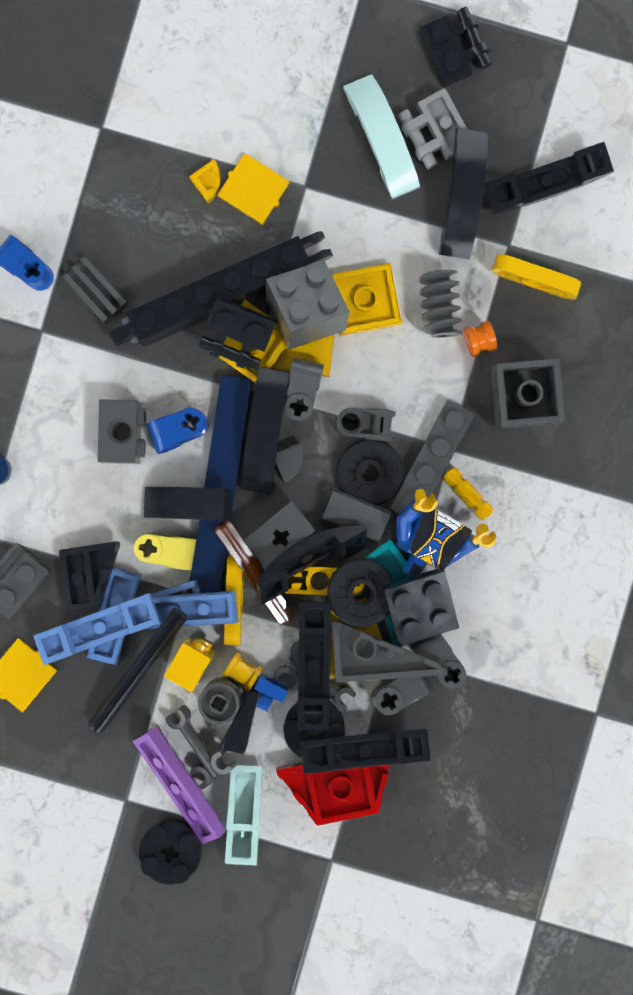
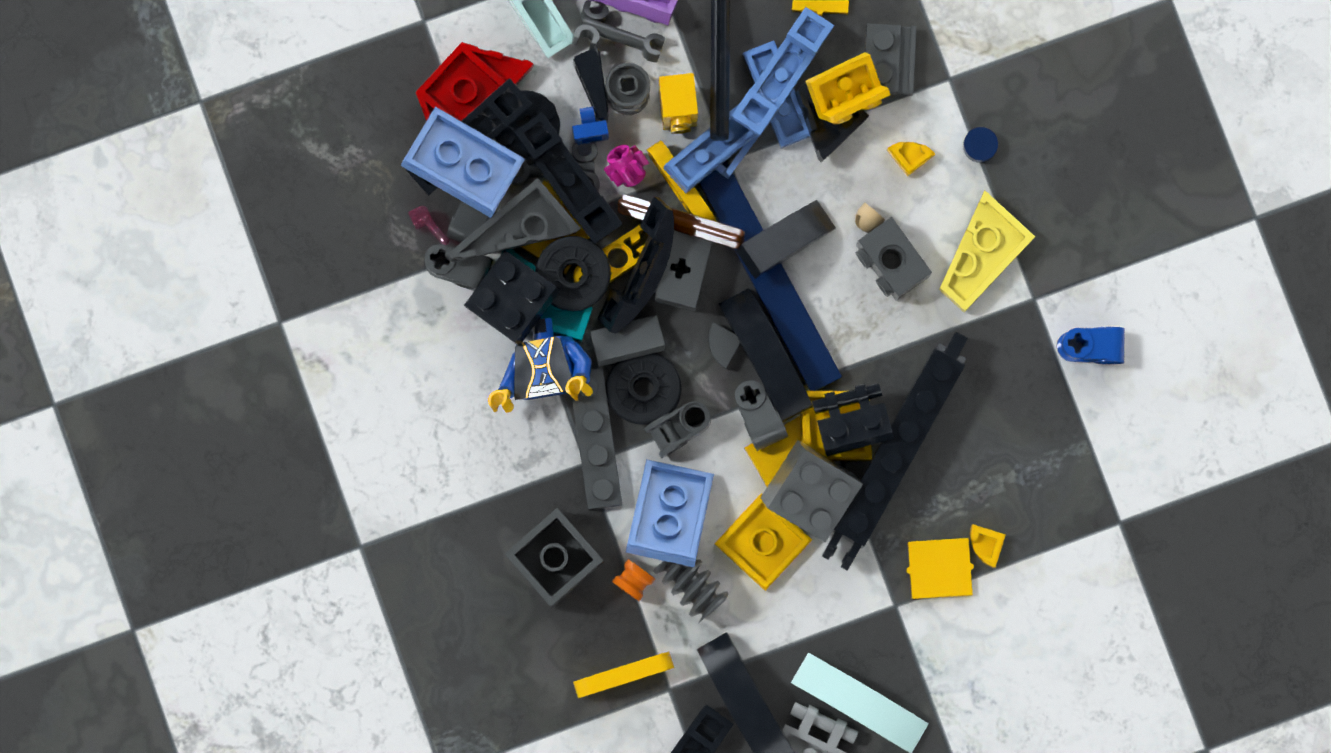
camera: 145 degrees right, 5 degrees down
(50, 388) = (984, 252): none -> light yellow wing
(51, 499) = (910, 155): none -> yellow tile
(59, 580) = (846, 89): none -> yellow bracket
(77, 271) = (1041, 375): dark grey tile -> none
(116, 475) = (868, 218): none -> tan hinge
(171, 430) = (847, 295): blue piece -> none
(171, 550) = (767, 187): light yellow piece -> none
(242, 671) = (627, 128): yellow bush -> none
(263, 644) = (626, 165): none -> dark pink gear
(384, 735) = (462, 162): none -> medium blue tile
(420, 364) = (670, 513): none -> medium blue tile
(440, 715) = (421, 217): none -> clear pink hand
(468, 493) = (541, 434): yellow axle -> none

